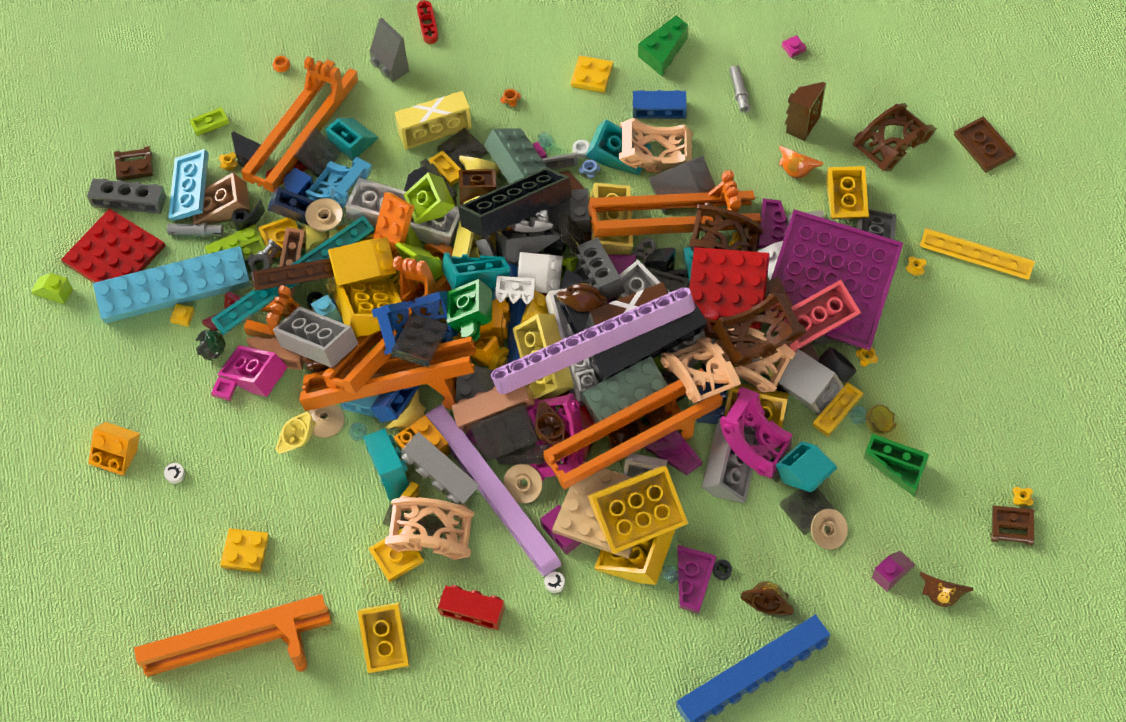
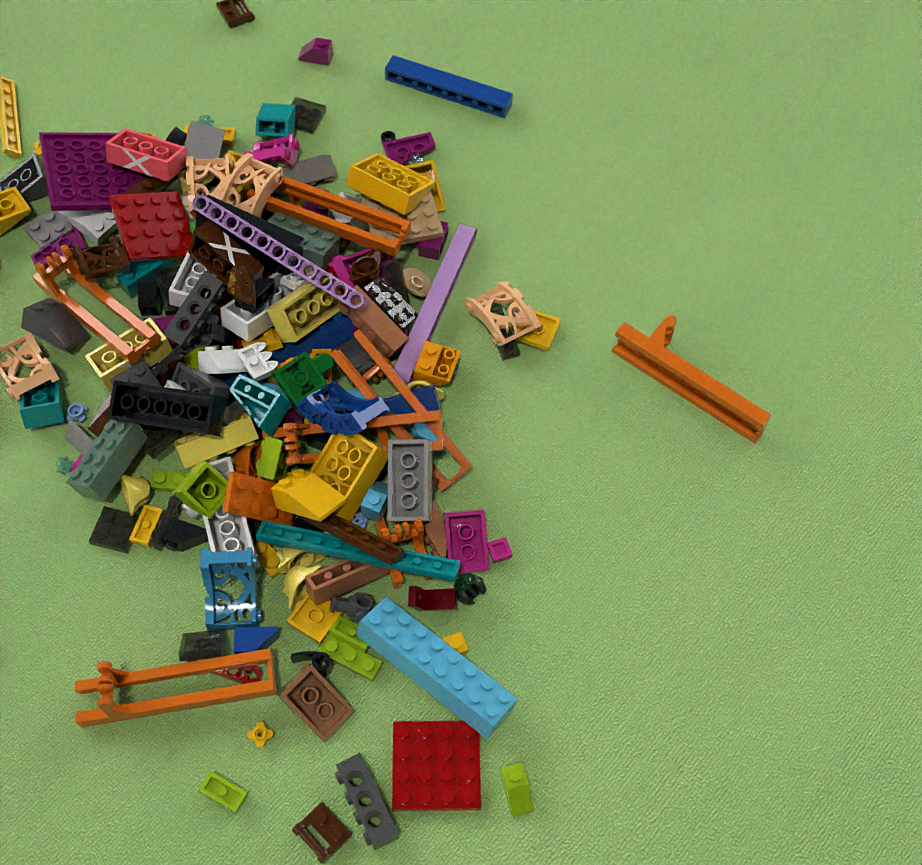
camera: 130 degrees left, 0 degrees up
(113, 447) = (620, 595): light orange slope -> none
(174, 473) = (600, 534): white tile -> none
(188, 185) = (315, 745): medium azure plate -> none
(198, 230) = (355, 694): light grey pin -> none
(244, 148) = (239, 720): black slope -> none
(244, 550) = (617, 435): yellow plate -> none
(281, 64) = (104, 775): orange plate -> none
(289, 205) = (281, 608): dark blue brick -> none
(296, 433) = (498, 455): light yellow hat -> none
(324, 208) = (273, 564): tan dish -> none
(329, 426) = (476, 457): tan dish -> none
(350, 136) = (161, 631): teal slope -> none
(357, 427) = (458, 418): clear light blue plate -> none
(383, 637) = (601, 297): yellow slope -> none
(387, 463) = (470, 378): teal wedge -> none
(389, 52) = (35, 657): dark grey slope -> none
(412, 490) = (484, 348): yellow plate -> none
(419, 340) = (360, 388): clear smoke plate -> none
(433, 120) = (99, 563): light yellow brick -> none
(439, 468) = (456, 324): light grey brick -> none
(471, 607) = (536, 258): red brick -> none
(476, 183) = (158, 471): reddish brown slope -> none
(510, 93) = (23, 522): orange plate -> none
(554, 582) = (476, 222): white tile -> none
(581, 148) = (55, 433): white tile -> none
(744, 354) = (214, 170): reddish brown fence -> none
(768, 599) = (389, 102): reddish brown hat -> none
(836, 529) = (312, 95): tan dish -> none
(880, 419) = (203, 106): clear yellow hair -> none
(897, 461) = (232, 77): green wedge -> none
(943, 592) = (311, 20): reddish brown hat -> none
(1018, 500) = (208, 15): yellow plate -> none

